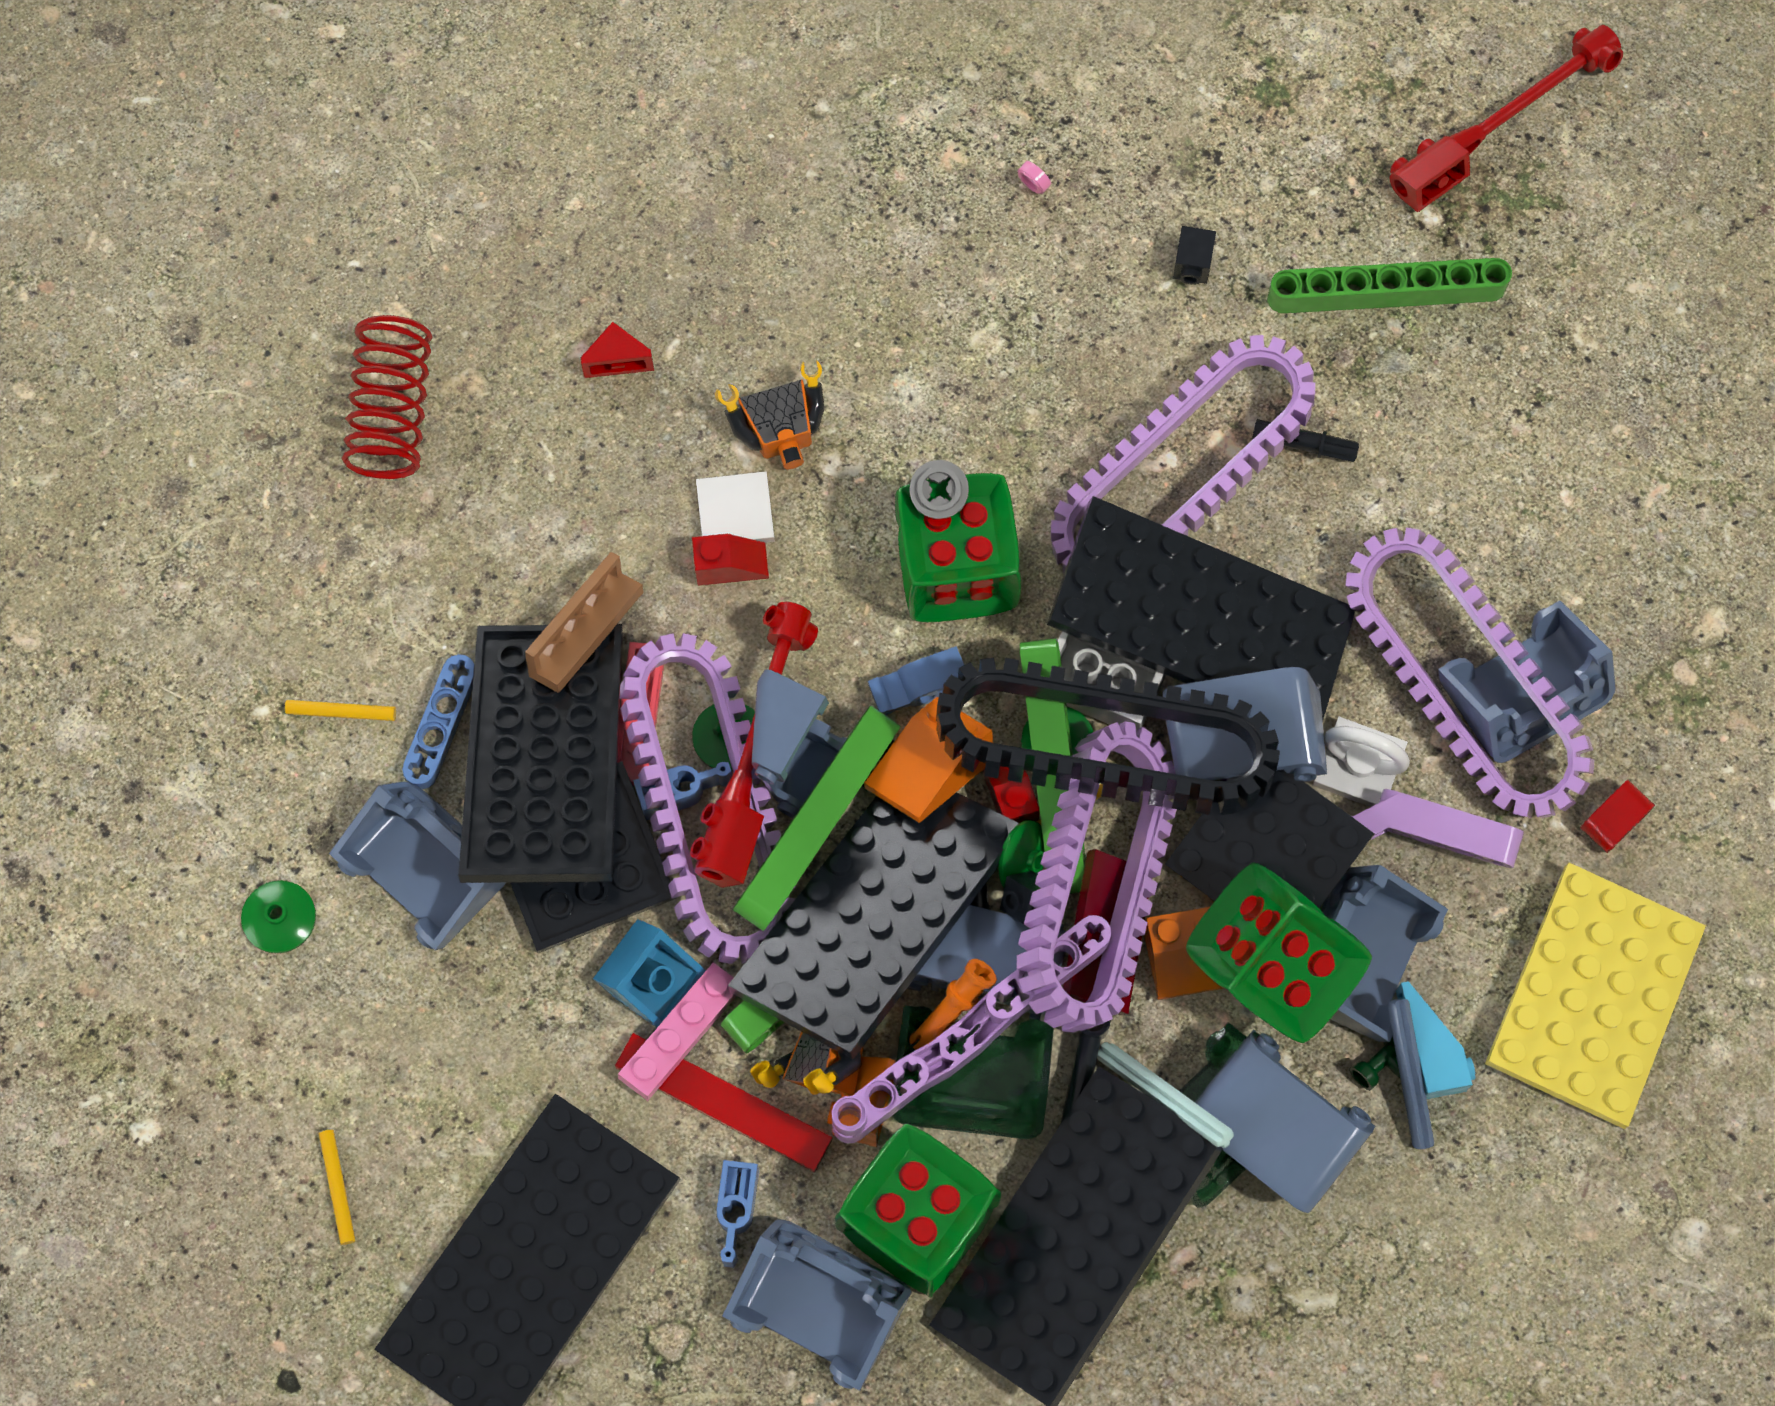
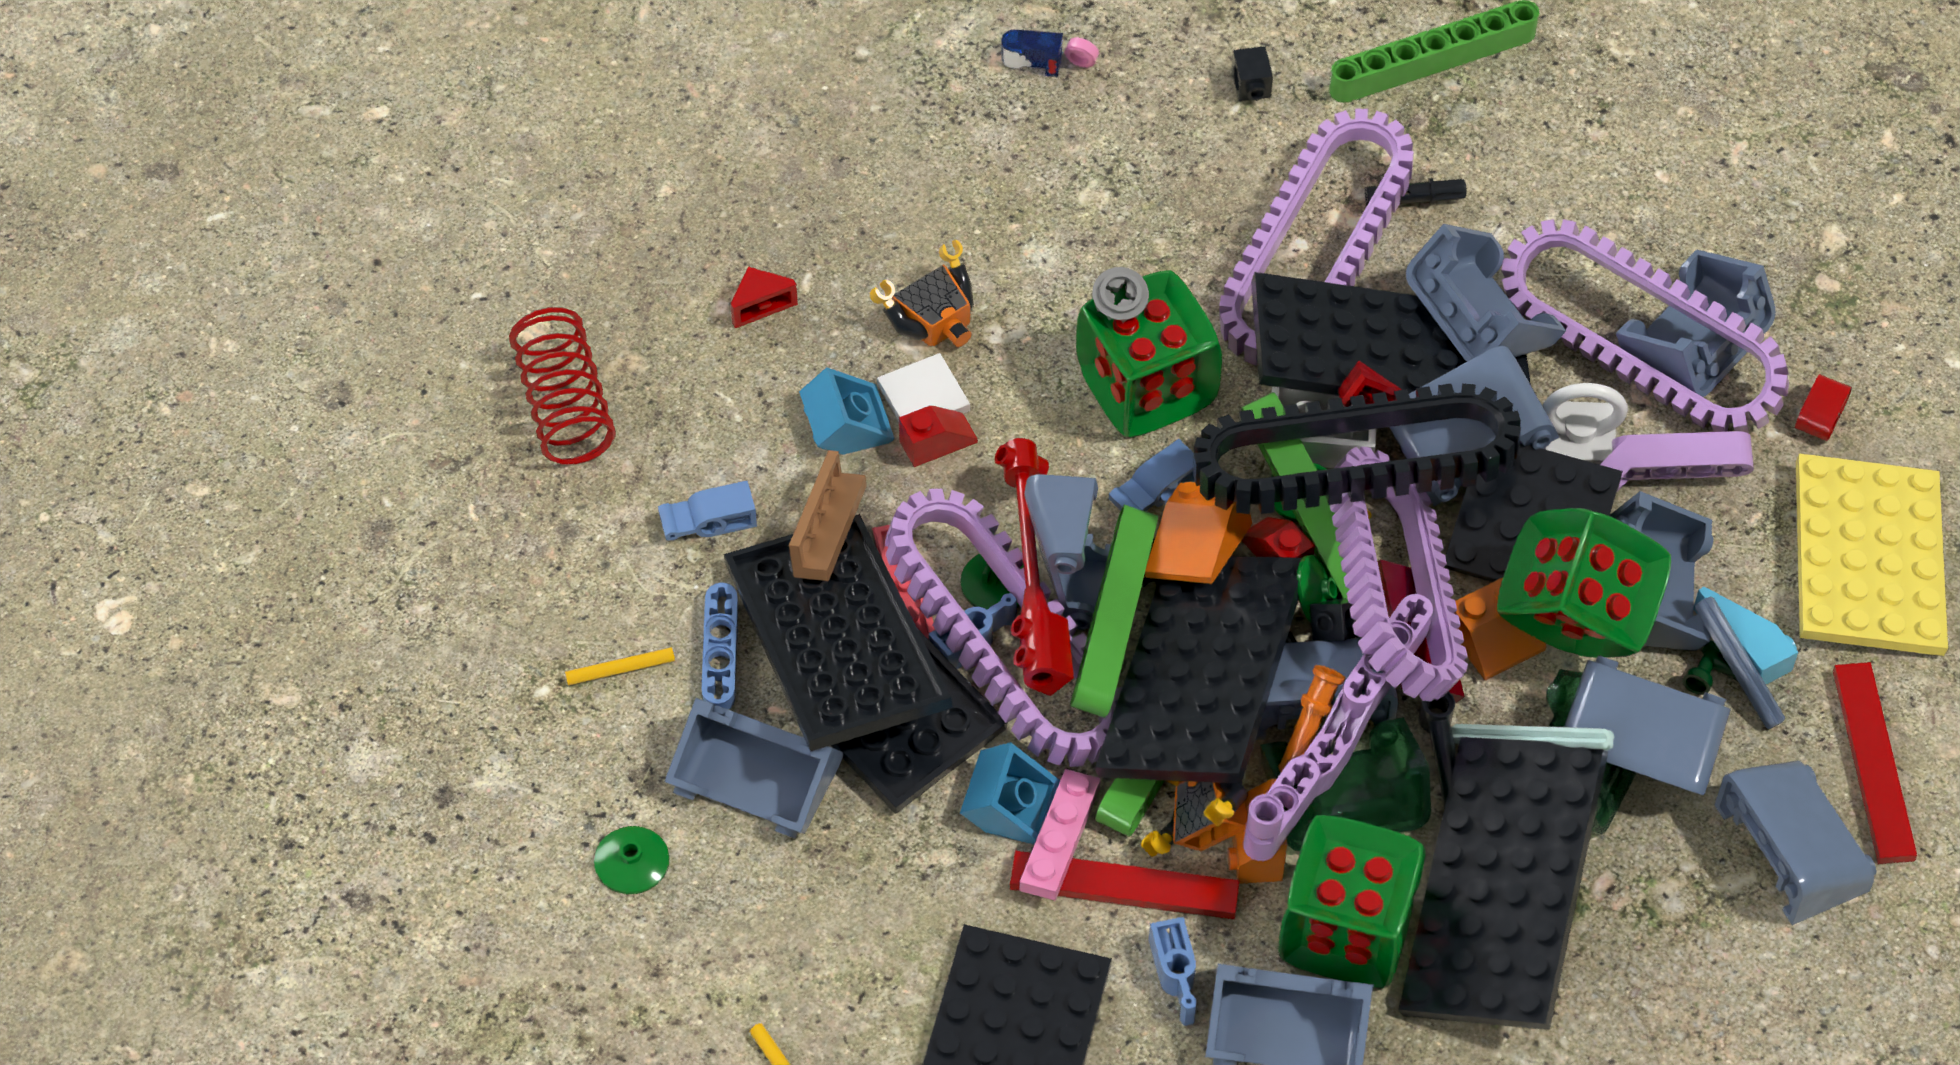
camera: 20 degrees left, 15 degrees down
(481, 575) = (710, 512): none -> medium blue piece
(650, 509) = (845, 412): none -> dark azure slope
(988, 159) = (1032, 50): none -> clear blue leg
(1150, 663) = (1365, 382): none -> red slope
(1304, 593) = (1459, 291): none -> sand blue windscreen
(1390, 1279) = (1798, 835): none -> sand blue windscreen
(1504, 1222) = (1874, 763): none -> red tile

